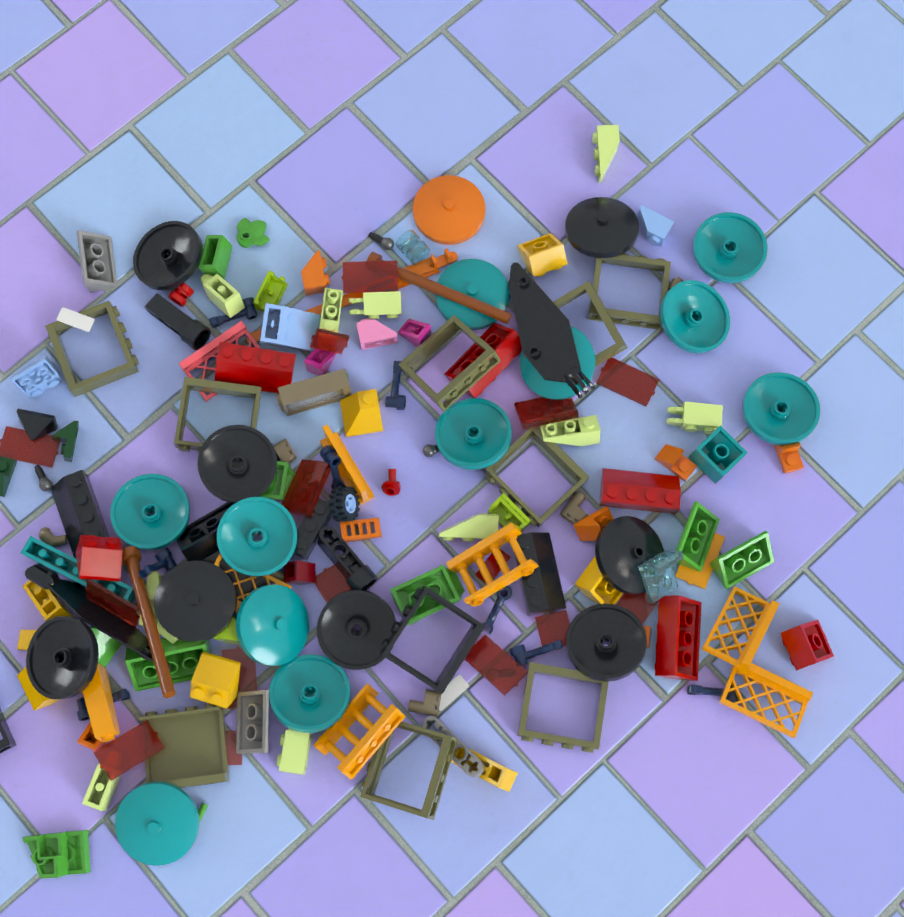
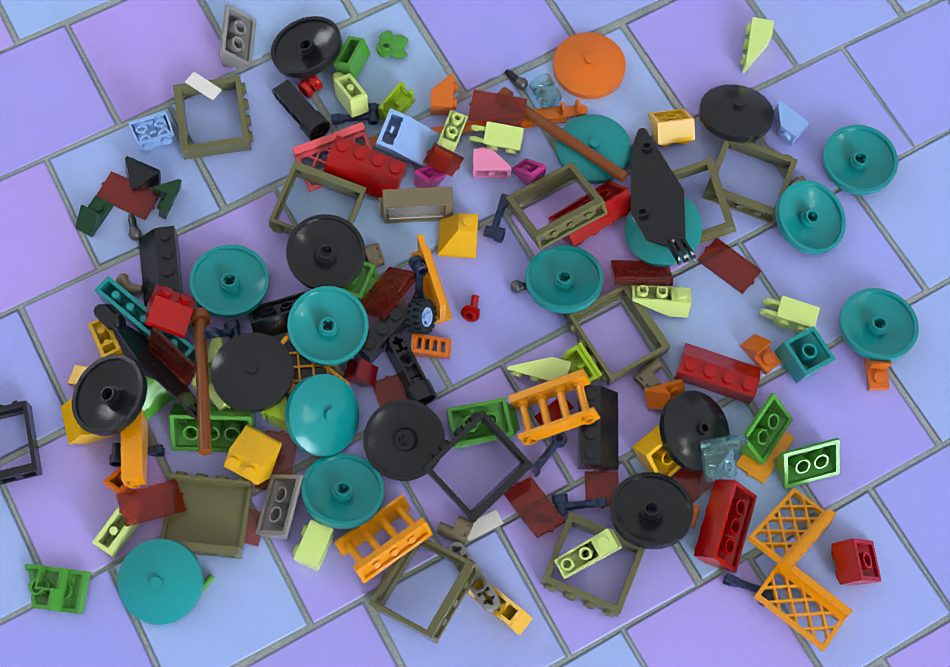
camera: 10 degrees right, 5 degrees down
(556, 699) = (588, 553): none -> yellowish green slope

